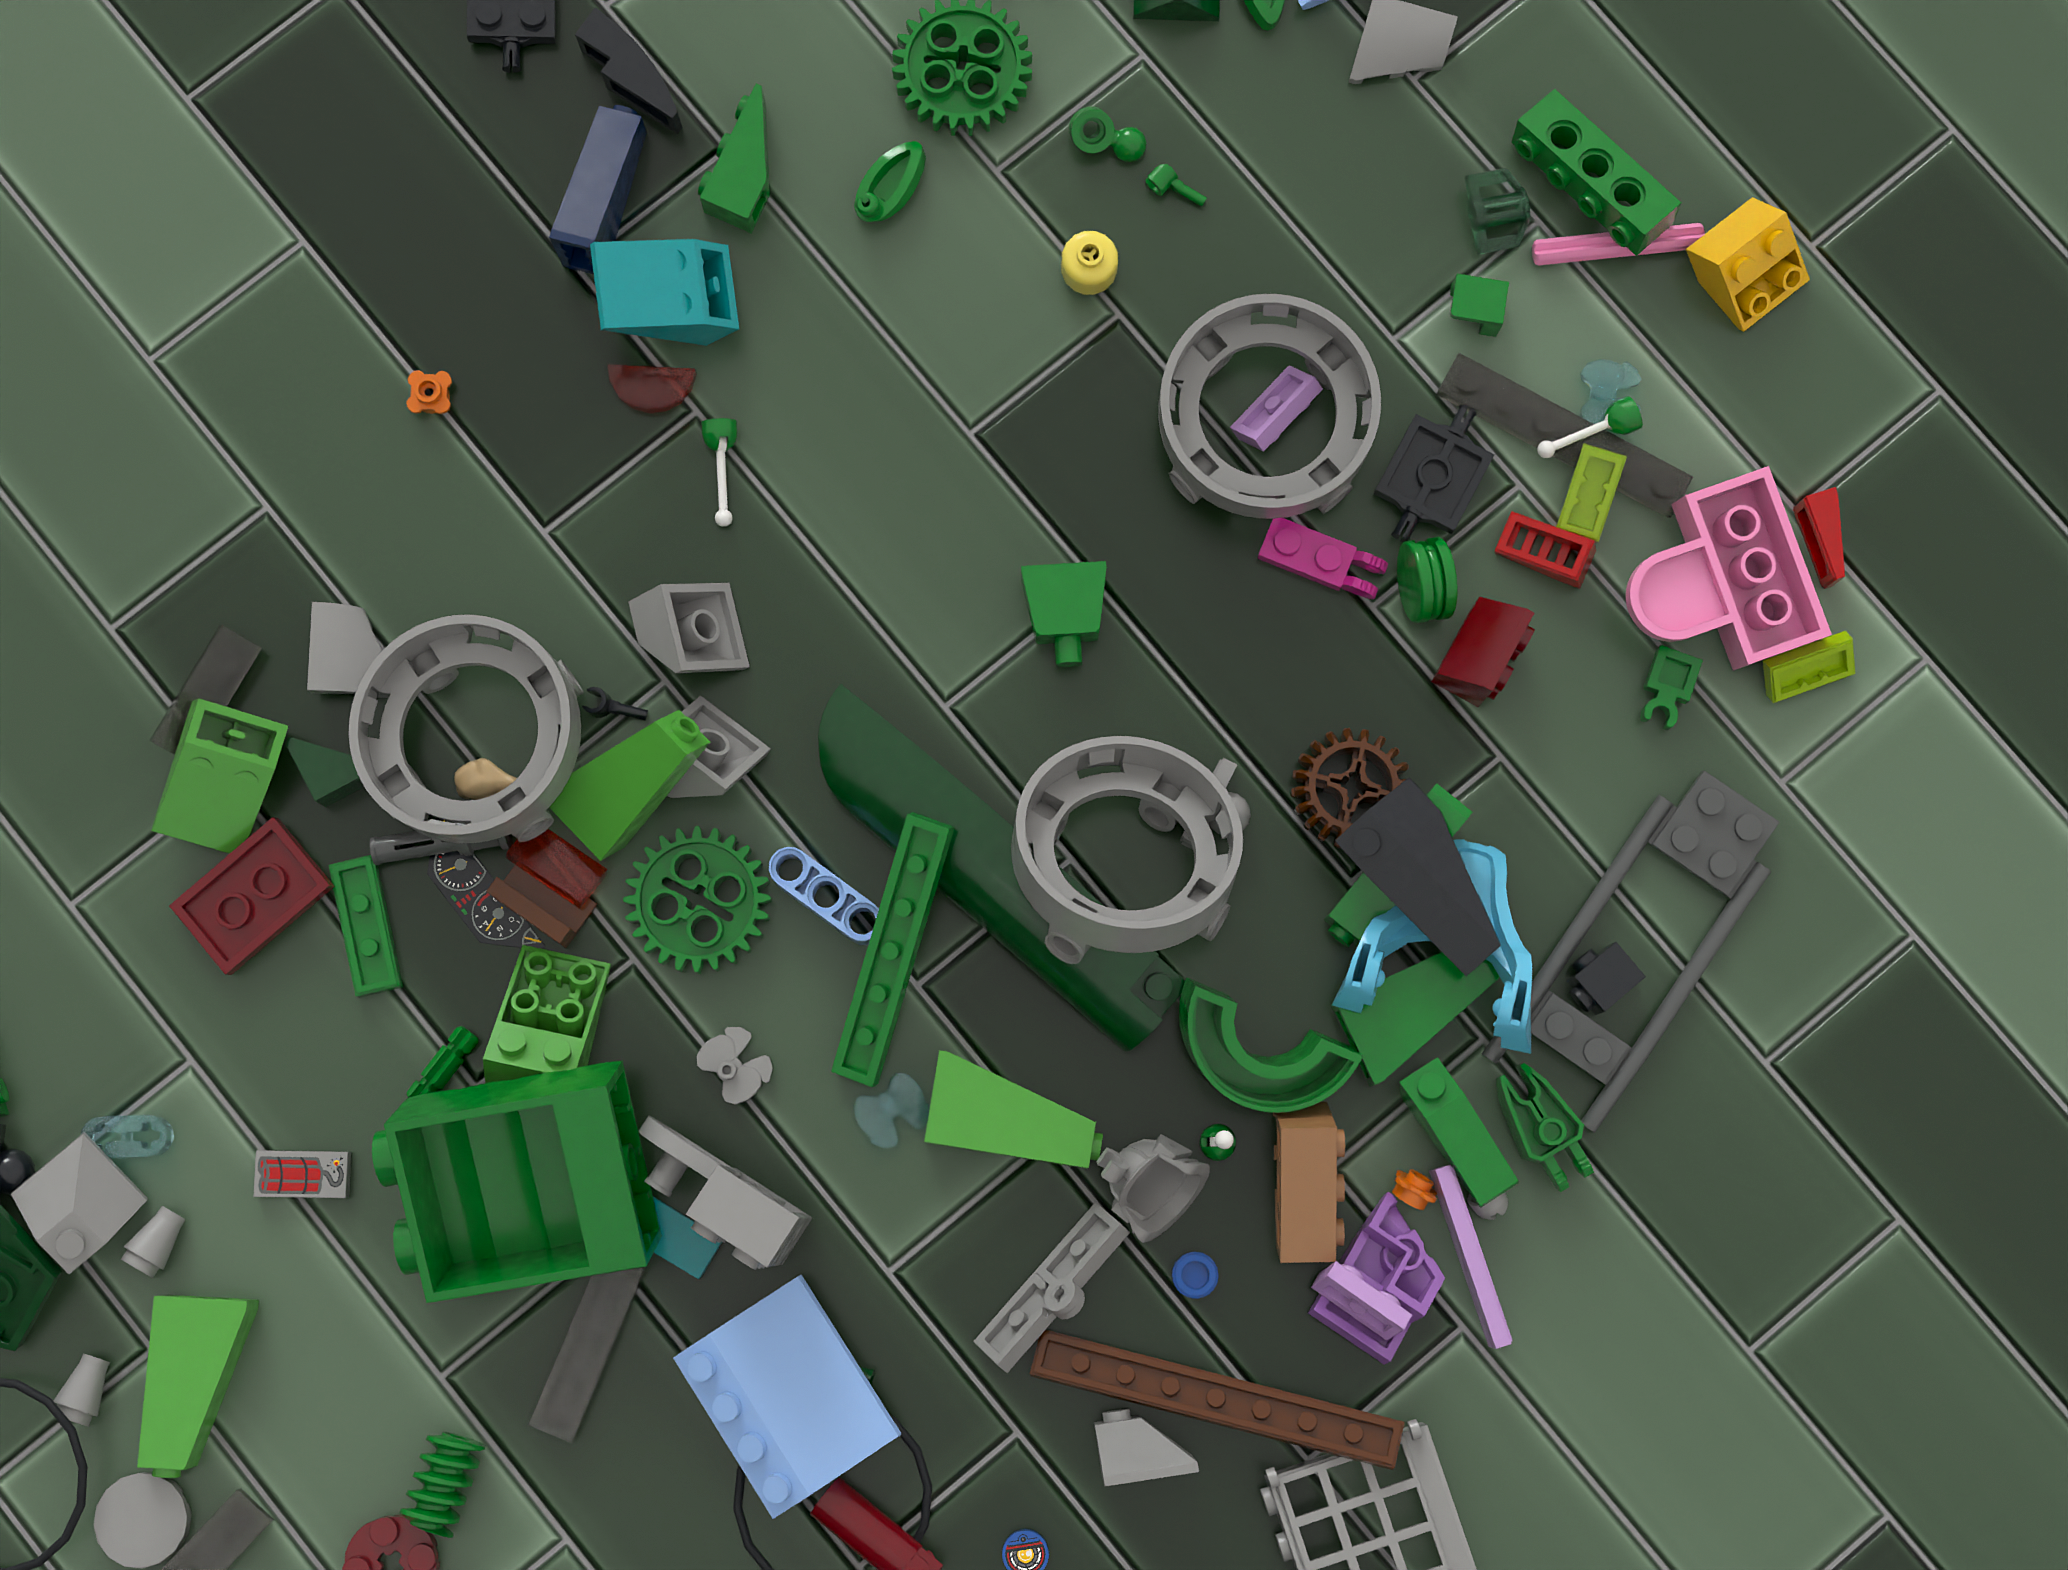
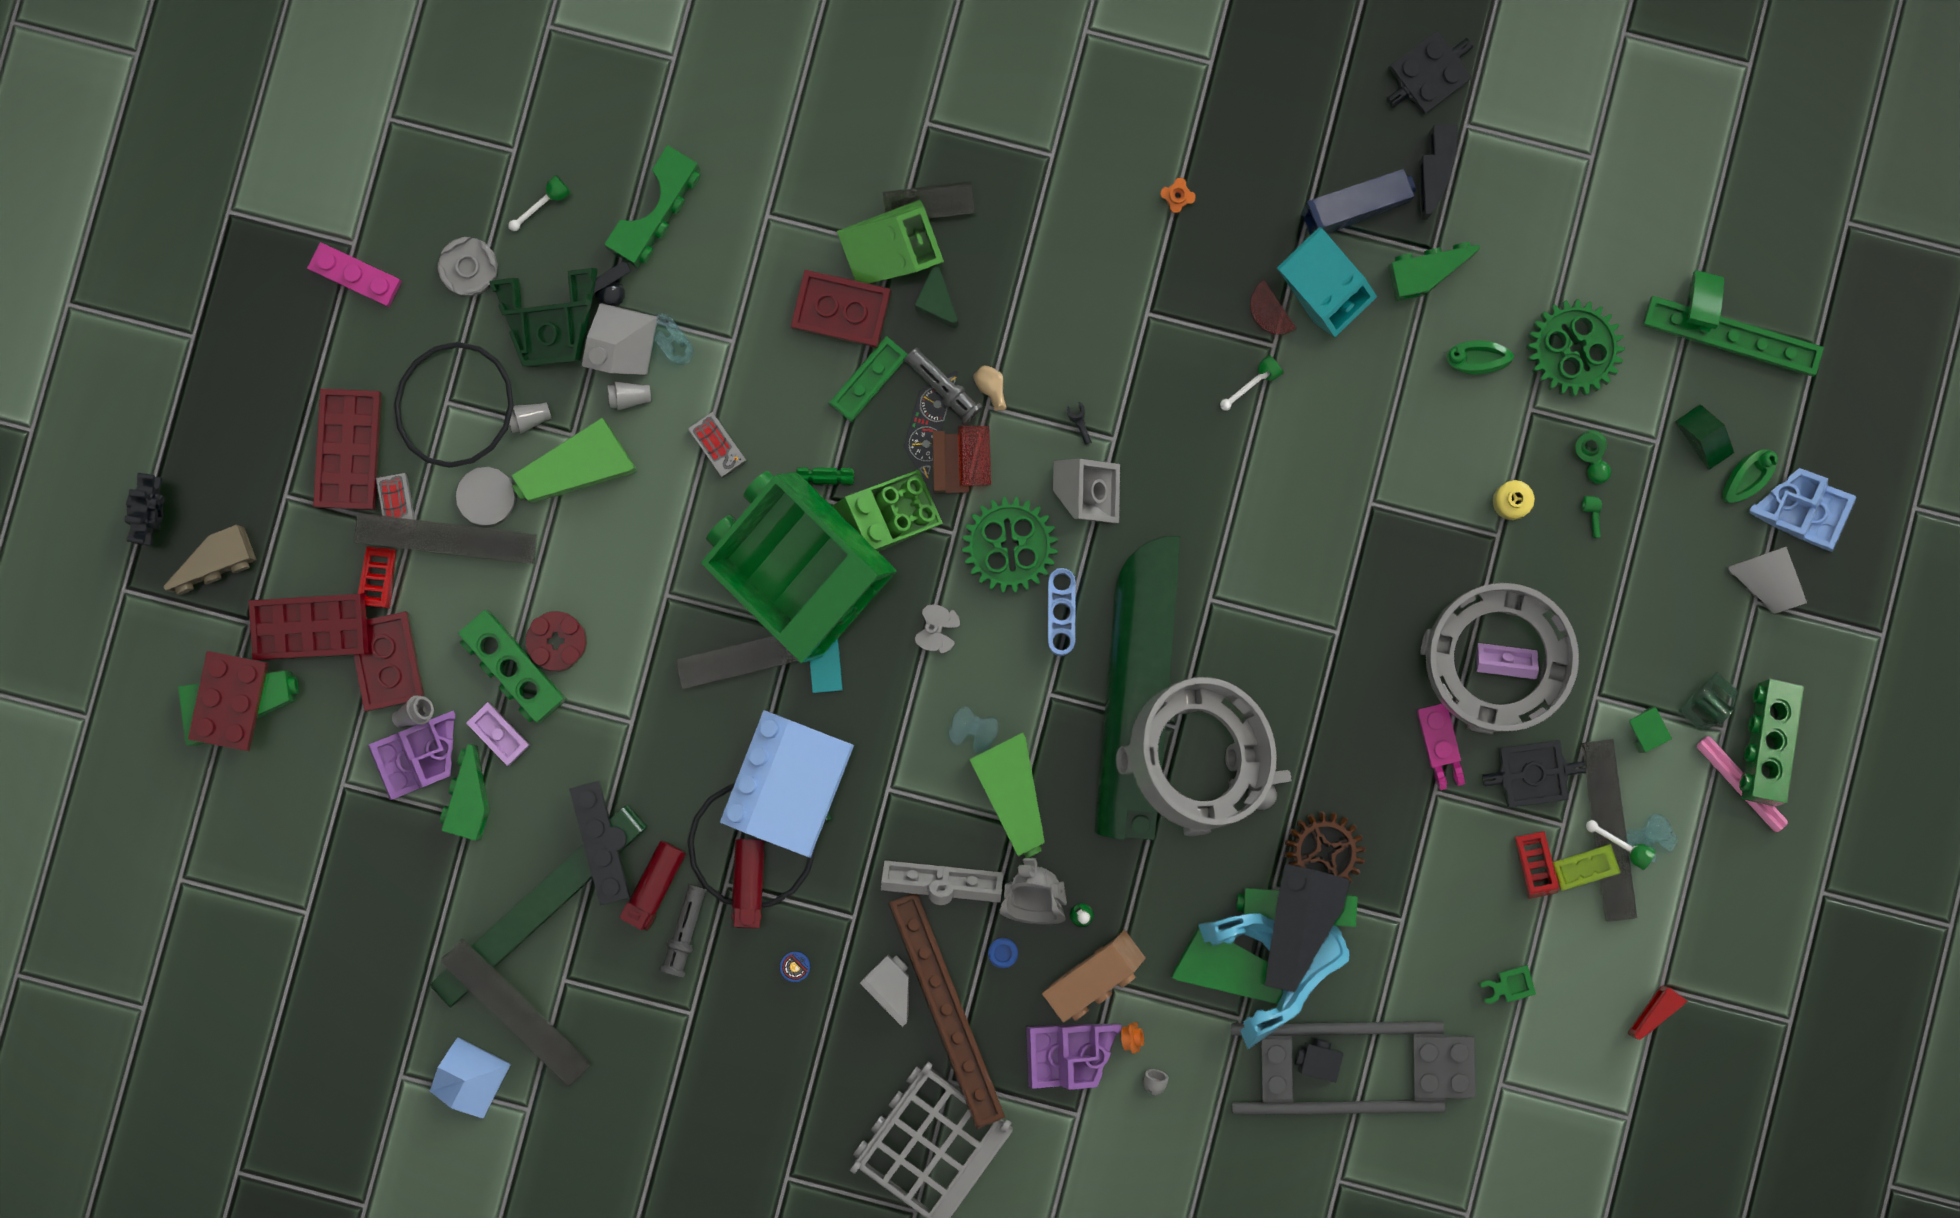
camera: 60 degrees right, 5 degrees up
(339, 648) = (1004, 260): light grey slope -> none
(427, 662) = (1030, 307): light grey piece -> none
(442, 1482) = (614, 637): green piece -> none
(625, 785) = (1037, 461): bright green slope -> none
(690, 627) = (1152, 433): light grey slope -> none
(729, 1204) = (864, 684): light grey brick -> none
(892, 949) = (1058, 668): green plate -> none
(1065, 605) = (1311, 625): green torso -> none
(1256, 1081) = (1128, 913): green brick -> none
(1371, 1307) = (1052, 1050): lavender plate -> none
(1427, 580) = (1469, 812): green head -> none
(1457, 1131) = (1179, 1039): green slope -> none
(1471, 1257) = (1118, 1092): lavender tile -> none
(1482, 648) = (1453, 869): dark red slope -> none
(1542, 1125) = (1215, 1083): green hinge -> none
(1730, 575) = (1595, 978): bright pink brick -> none
(1749, 262) = (1784, 864): yellow slope -> none
(1809, 666) = (1575, 1055): lime plate -> none

